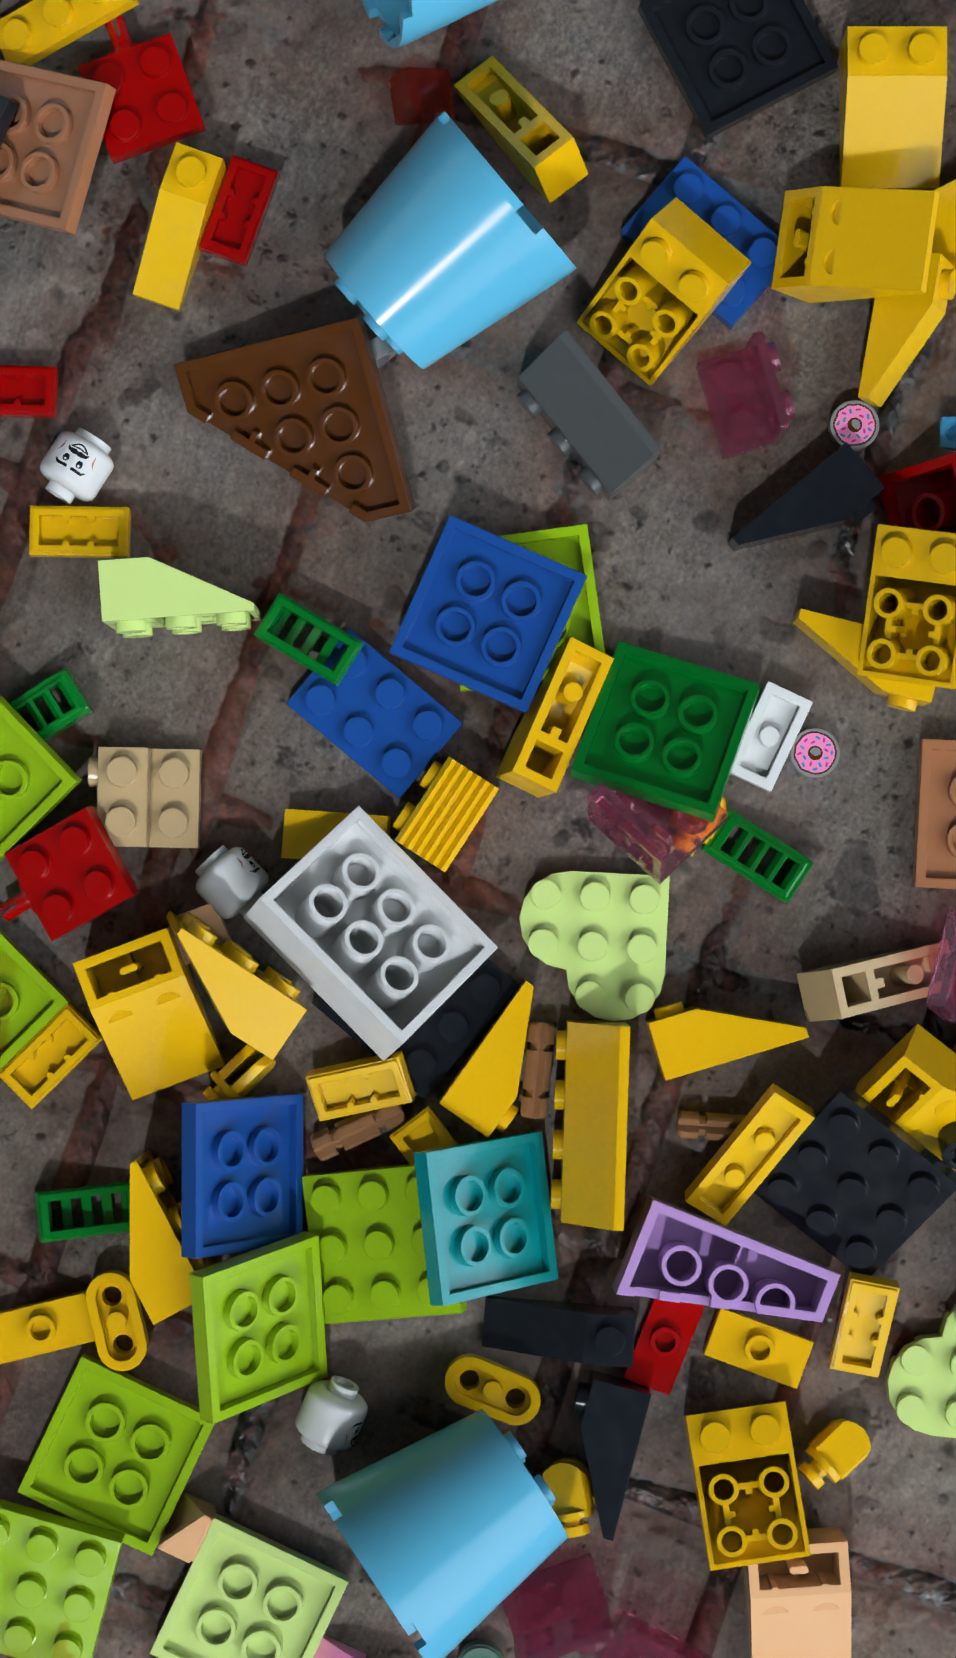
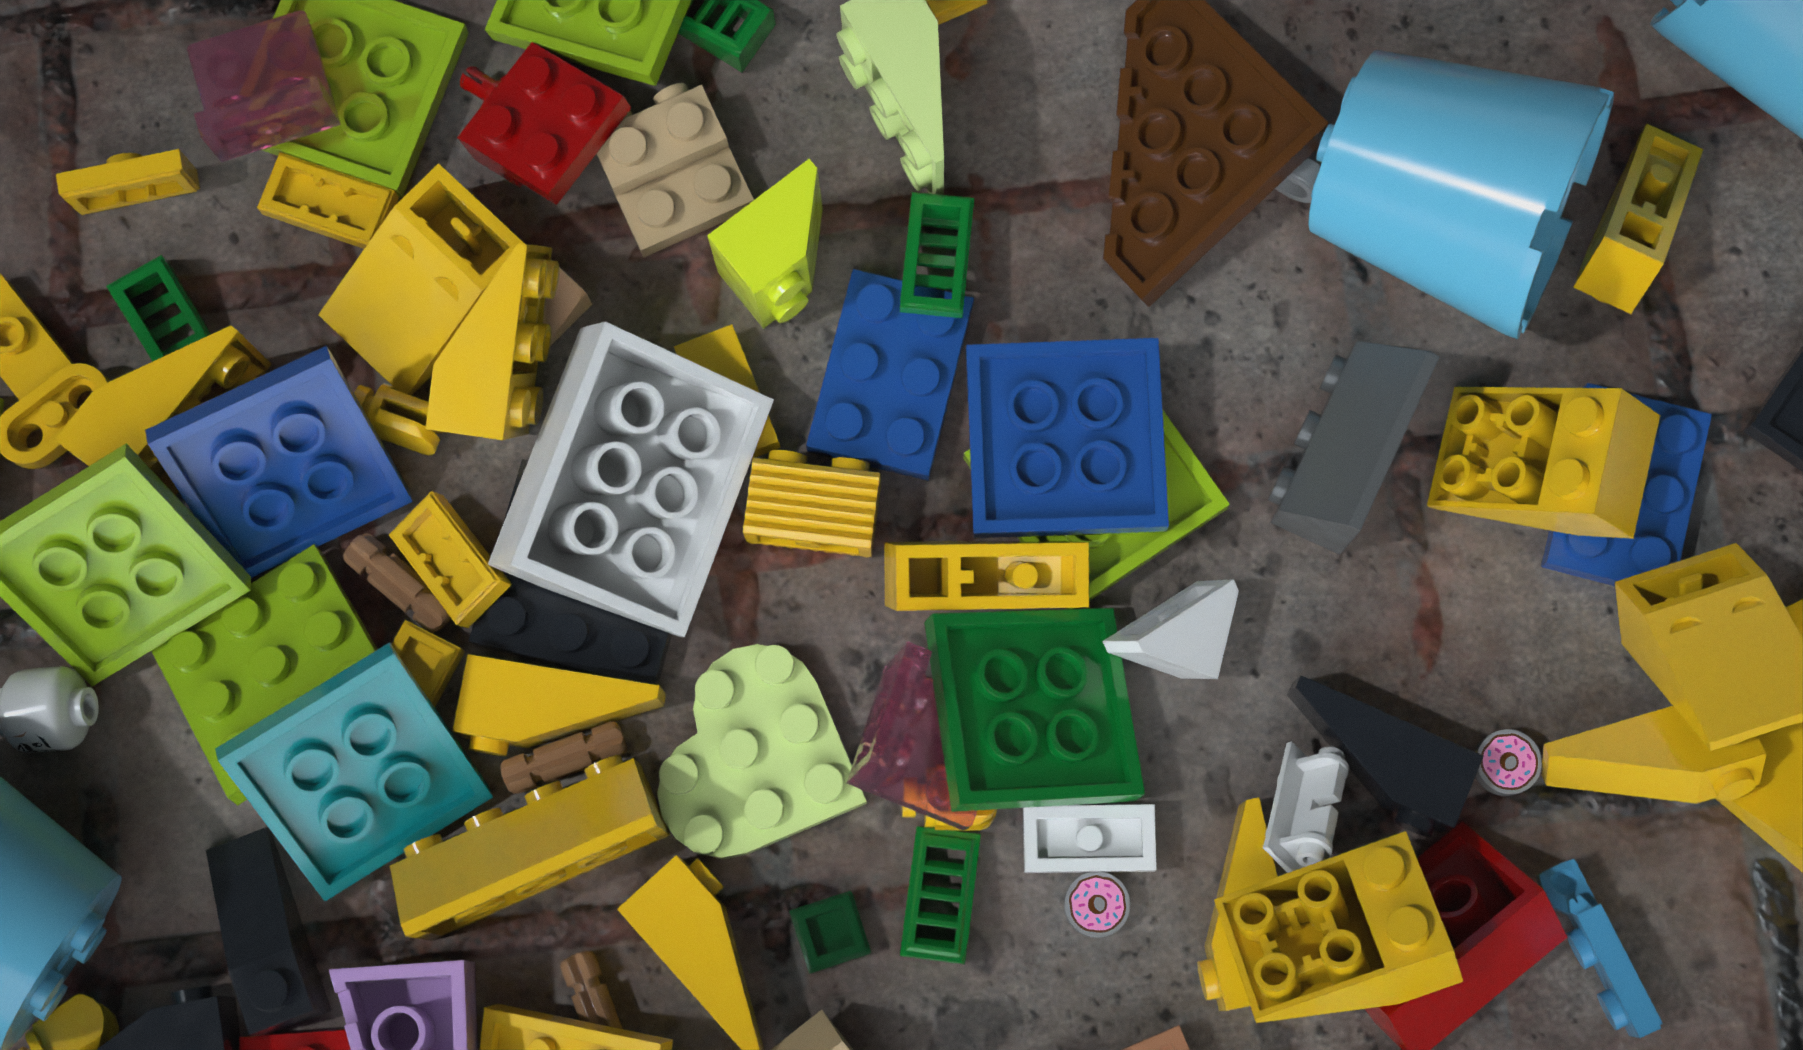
camera: 70 degrees right, 10 degrees down
(231, 881) = (621, 295): white head -> none
(250, 754) = (772, 247): none -> neon yellow slope
(420, 95) = (1633, 95): clear red slope -> none
(492, 1388) = (152, 887): yellow plate -> none
(659, 600) = (1182, 634): none -> white slope
(745, 943) = (830, 932): none -> dark green tile
(746, 397) = (1467, 613): clear pink bracket -> none
(836, 592) = (1299, 825): none -> white hinge

